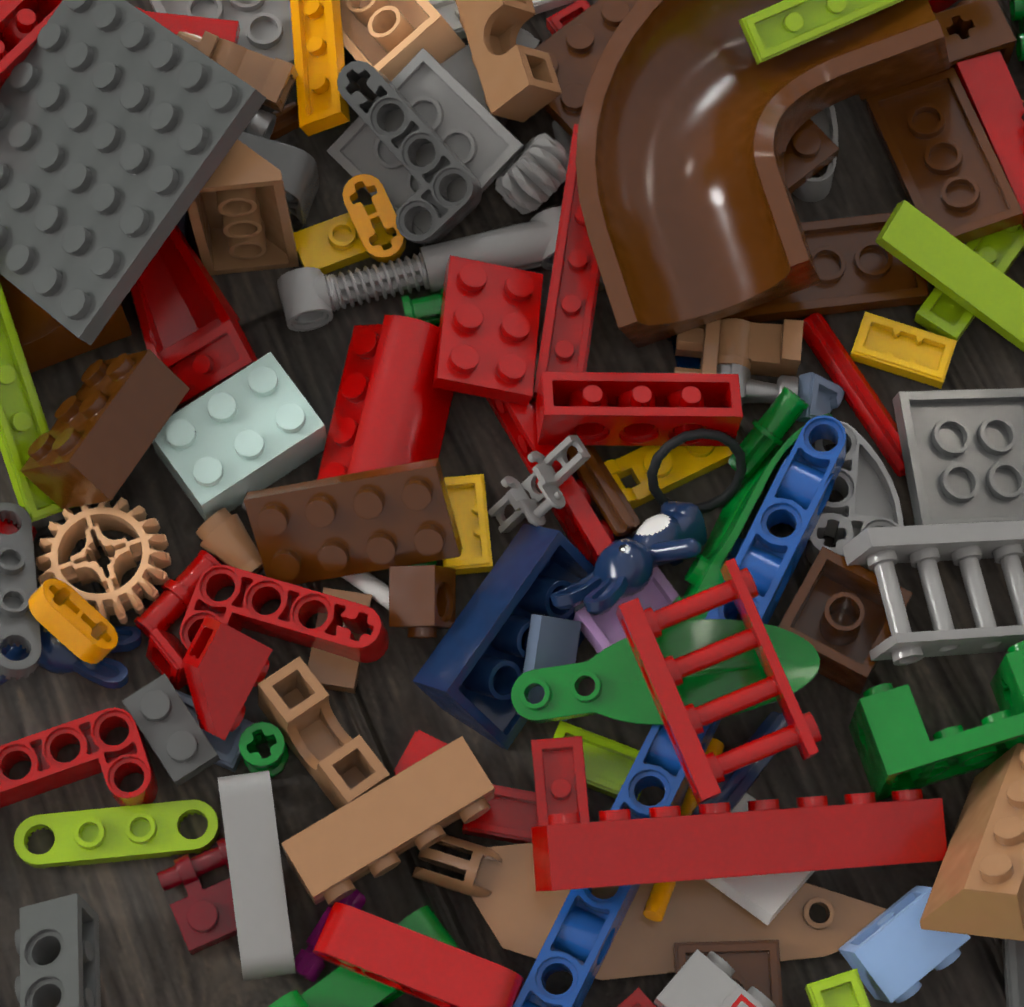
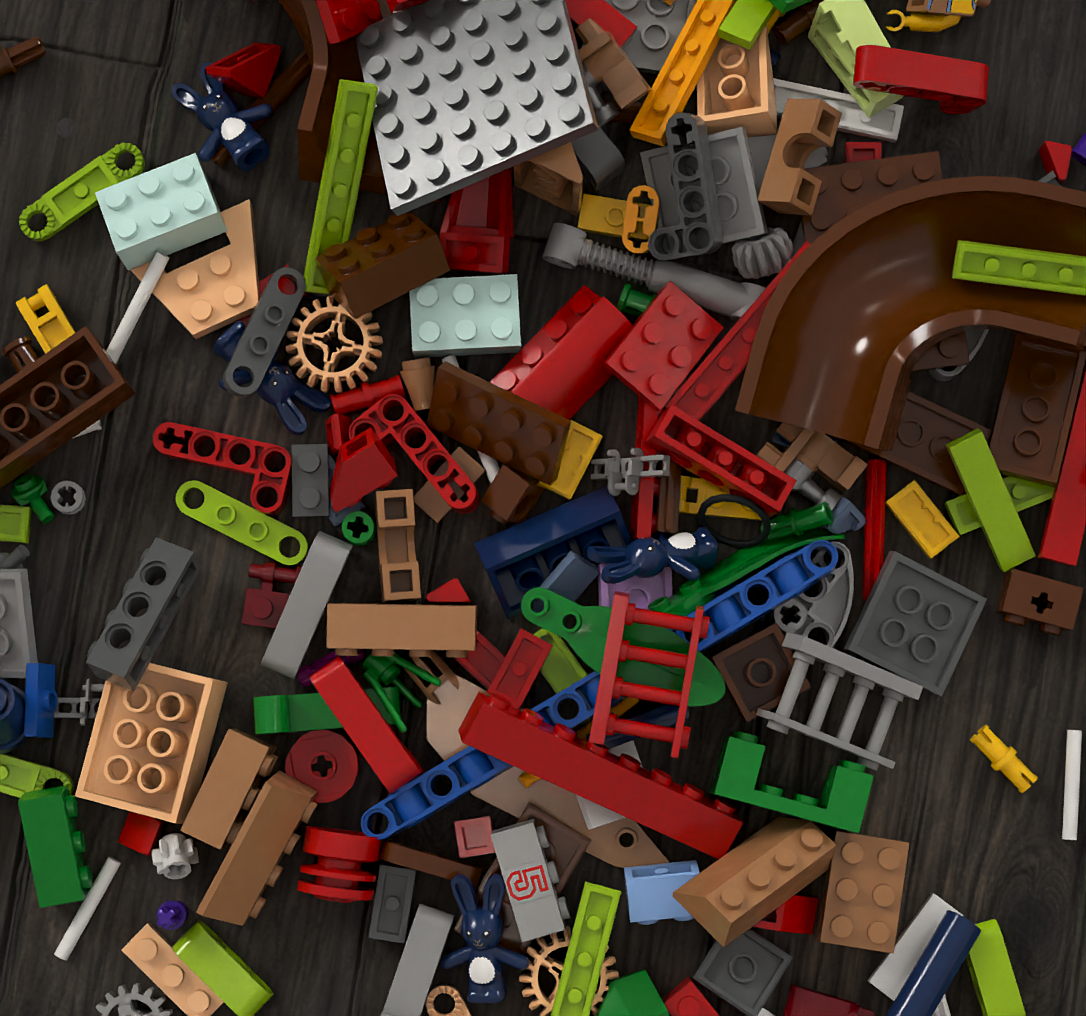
camera: 30 degrees right, 15 degrees up
(73, 621) = (289, 378): light orange beam -> none
(397, 897) = (385, 670): none -> green plant

